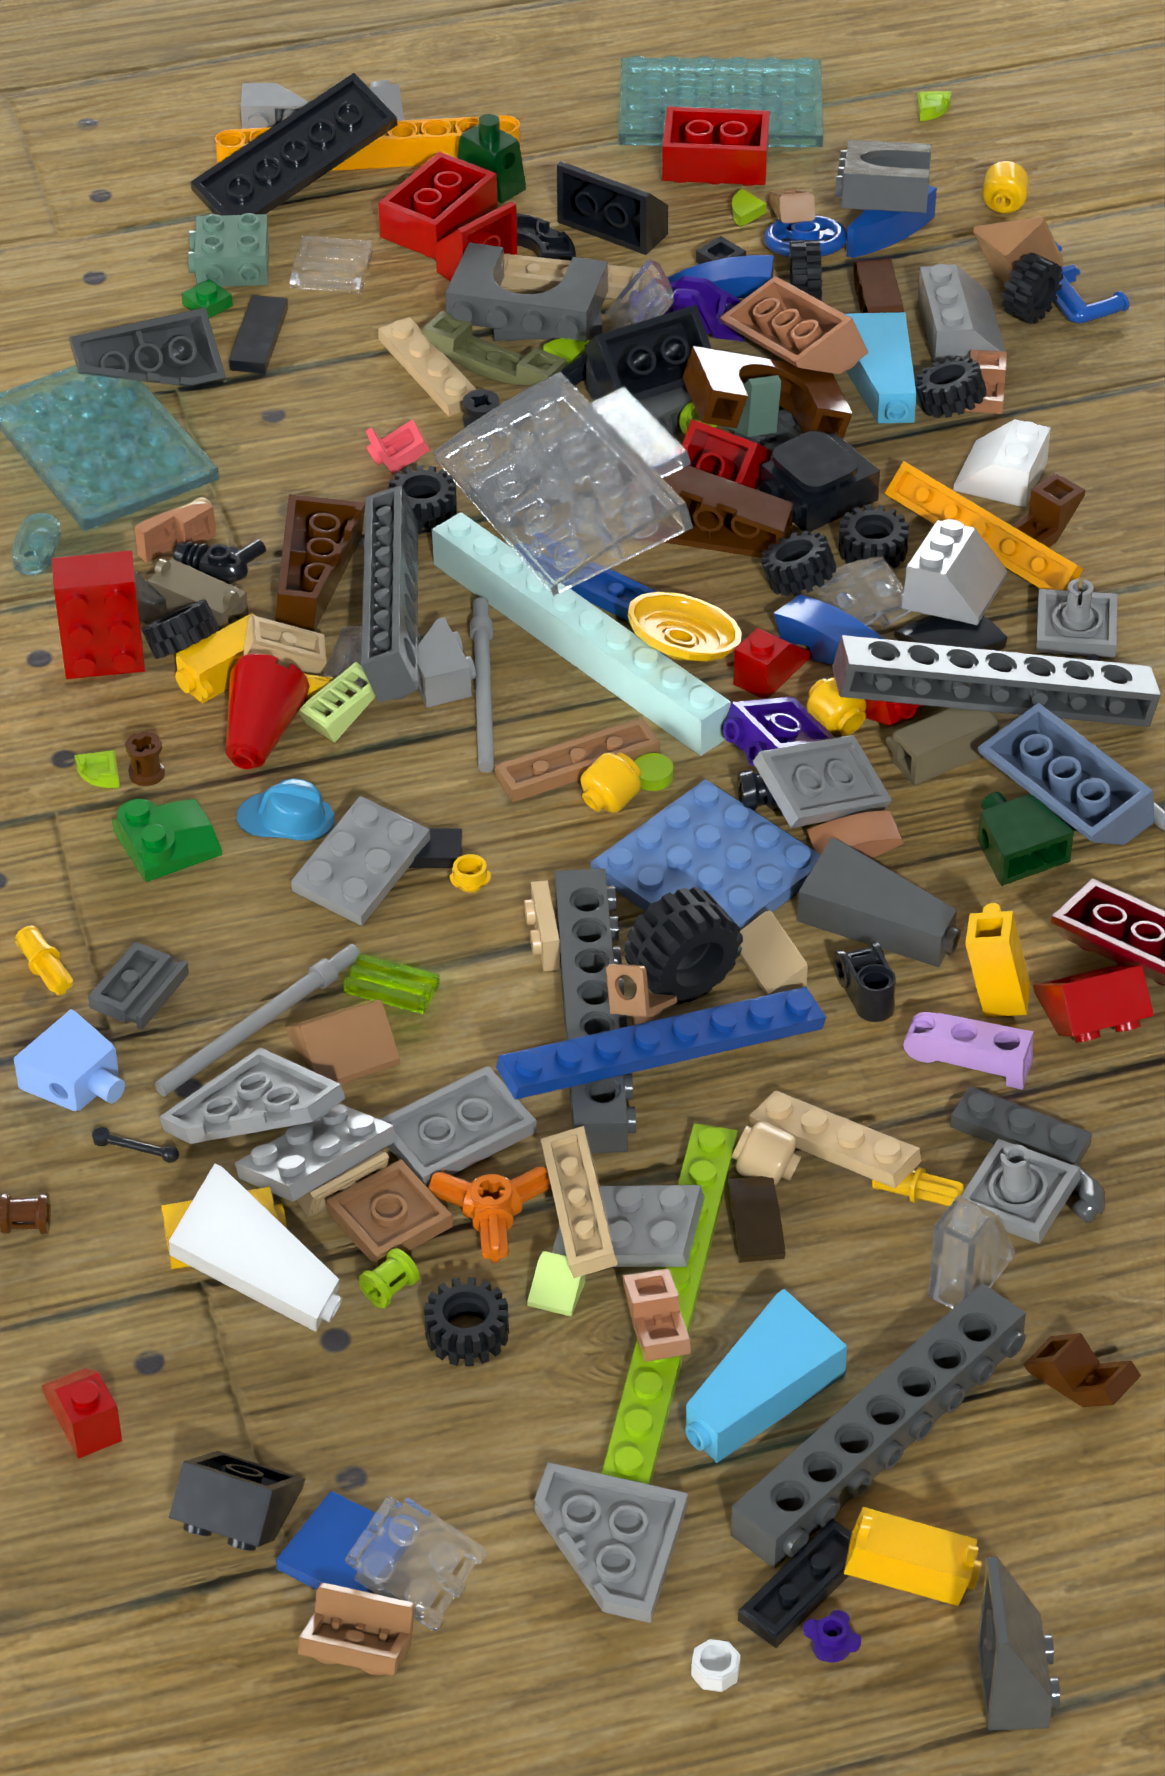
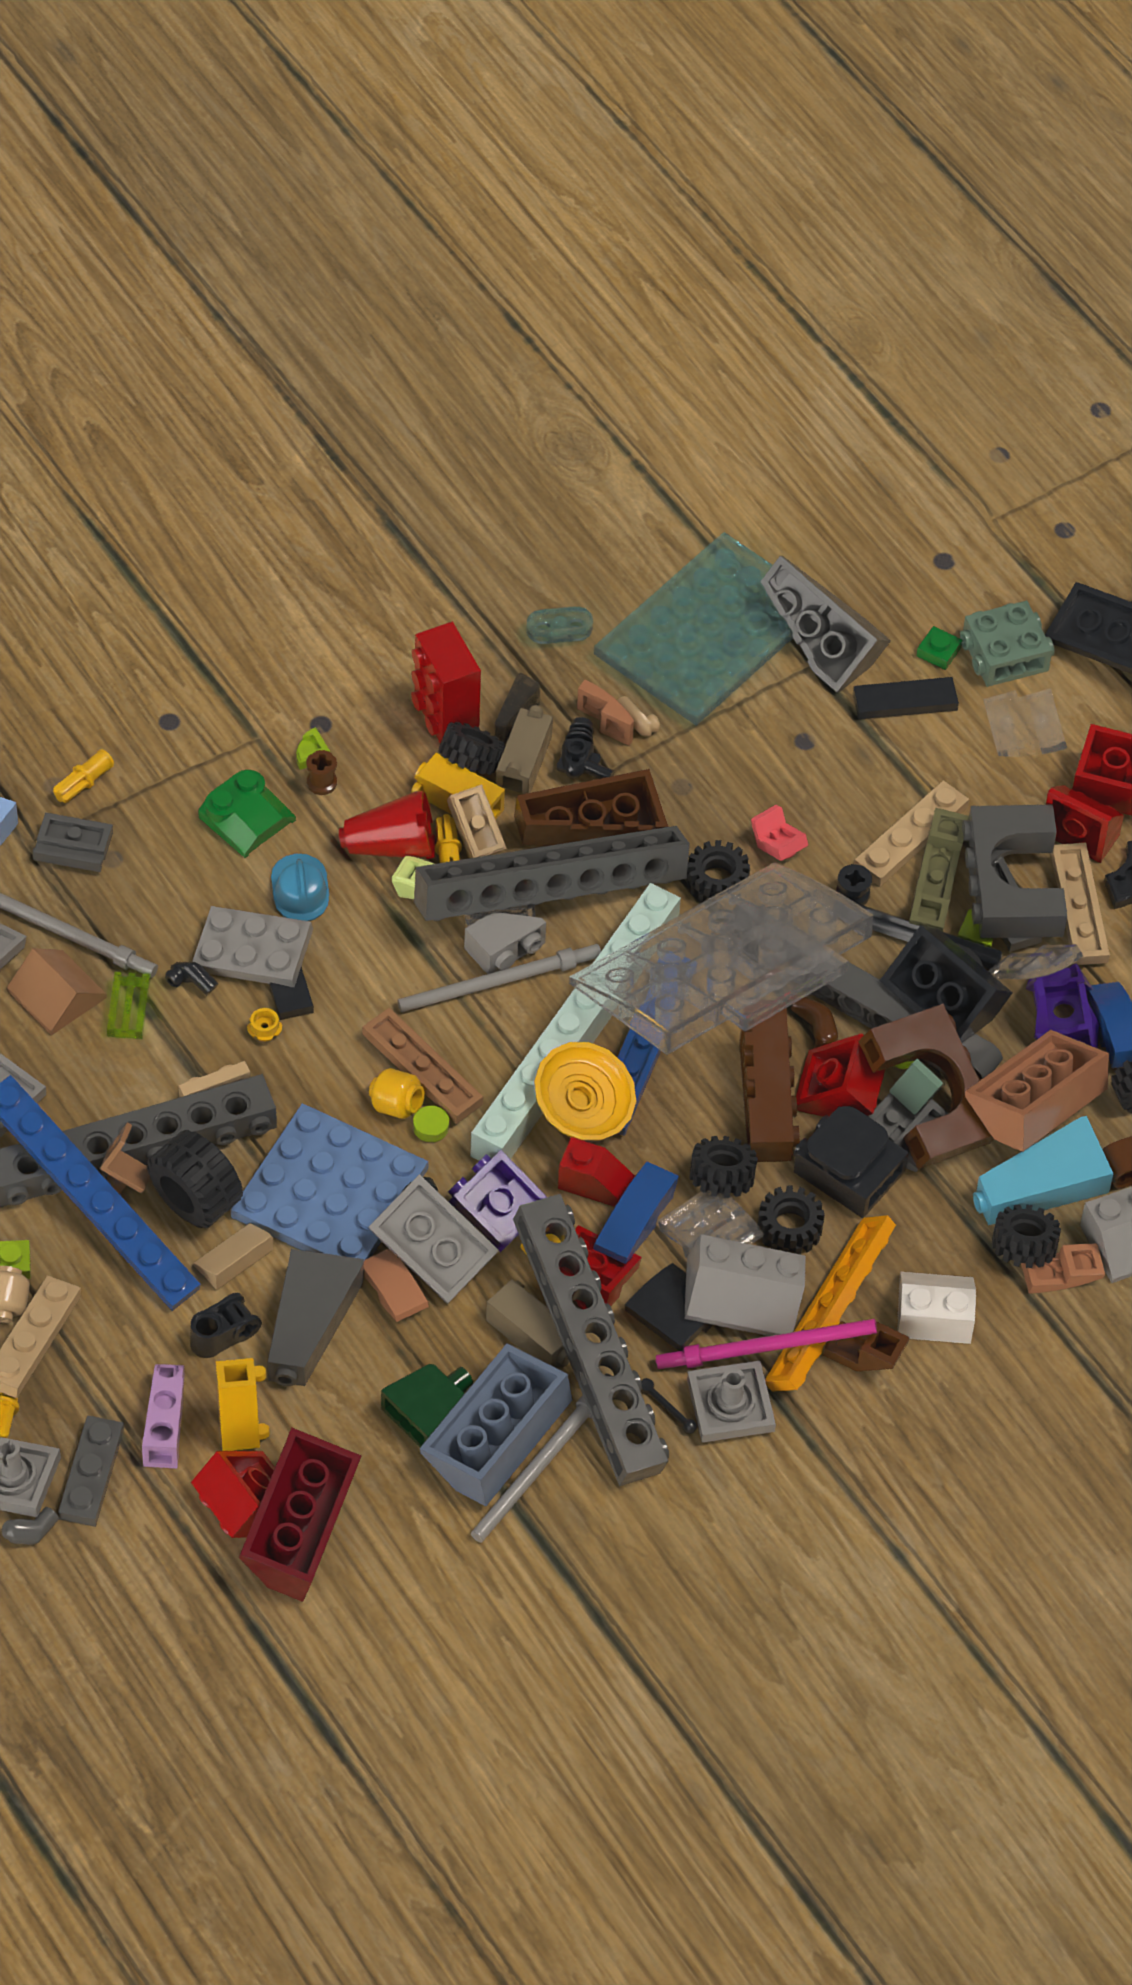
camera: 70 degrees right, 10 degrees up
(374, 915) = (191, 972): none -> black arm
(1017, 630) = (694, 1356): none -> dark pink bar

